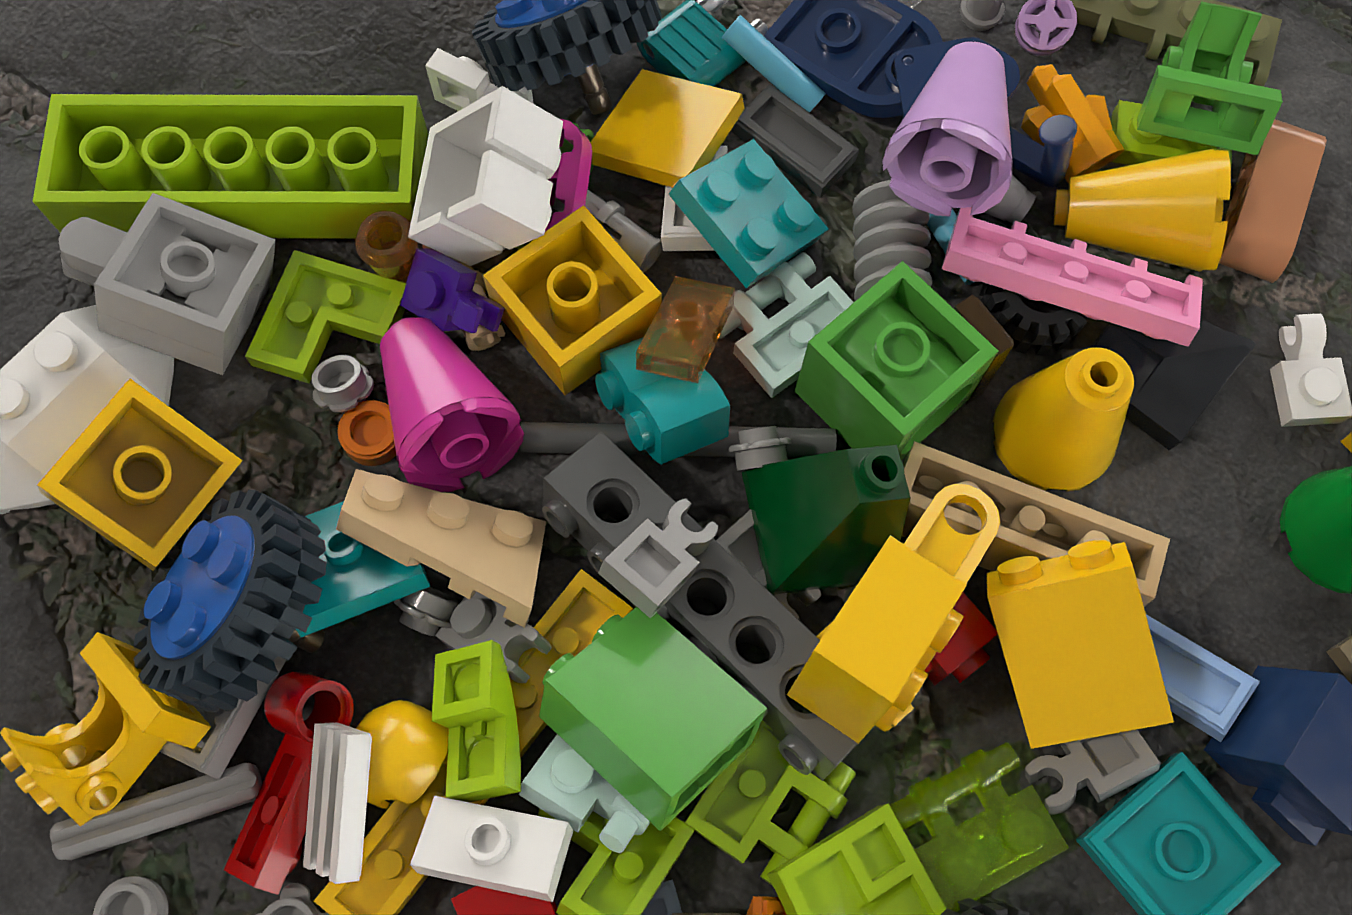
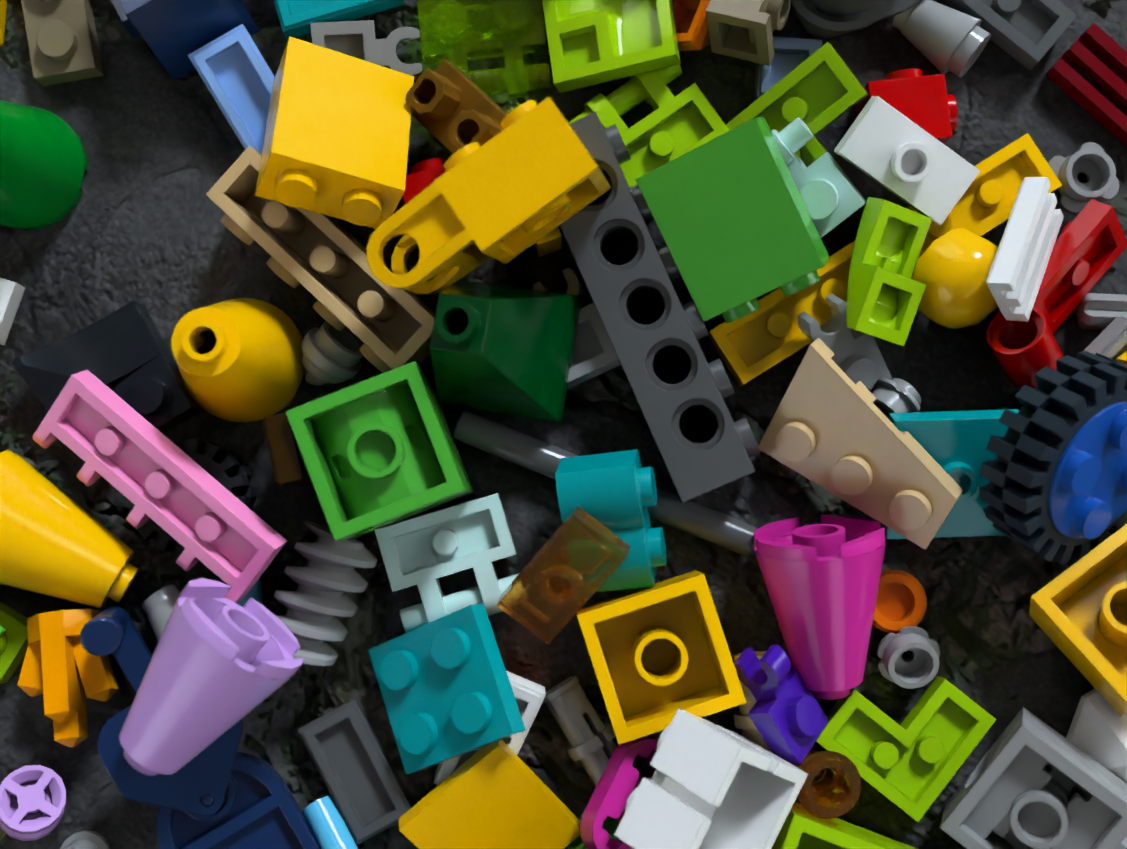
camera: 160 degrees left, 15 degrees up
(656, 560) = (686, 341): light grey plate -> none
(759, 447) = (537, 432): light grey plate -> none
(965, 724) = (454, 107): none -> pearl gold hips
(983, 450) = (330, 355): none -> light grey plate

